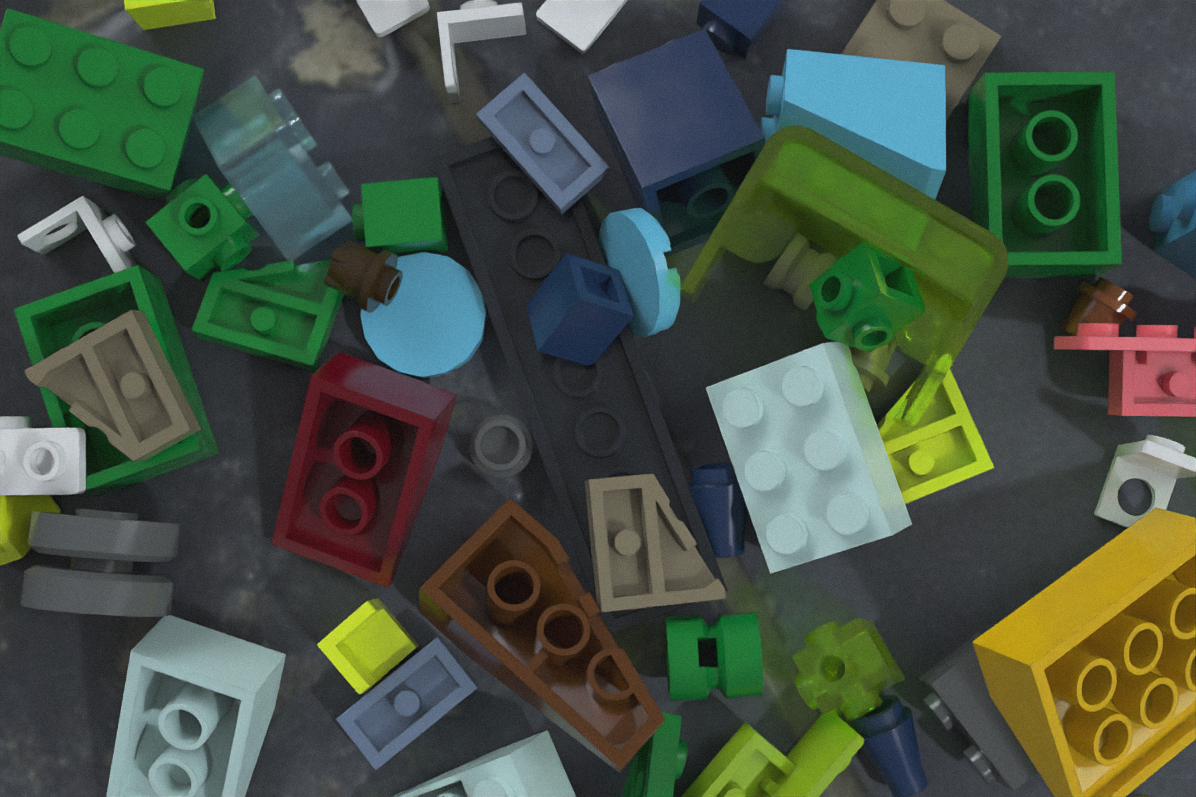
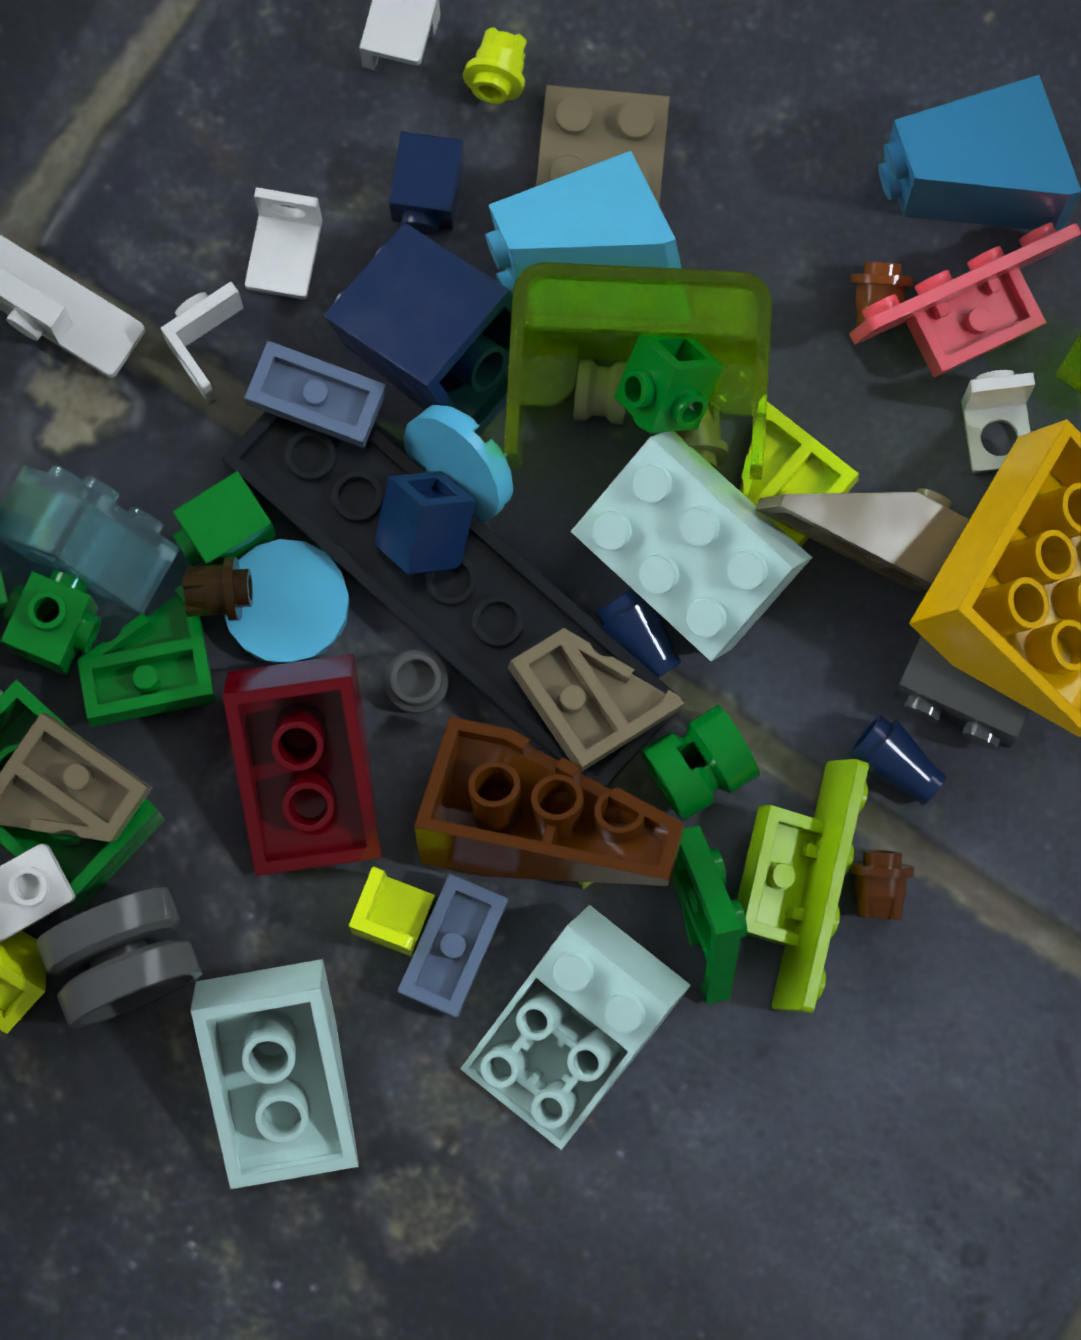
camera: 30 degrees left, 5 degrees down
(867, 668) = (820, 712): clear neon green brick -> none
(997, 541) = (890, 532): none -> dark tan slope
(1047, 170) = (768, 196): green brick -> none

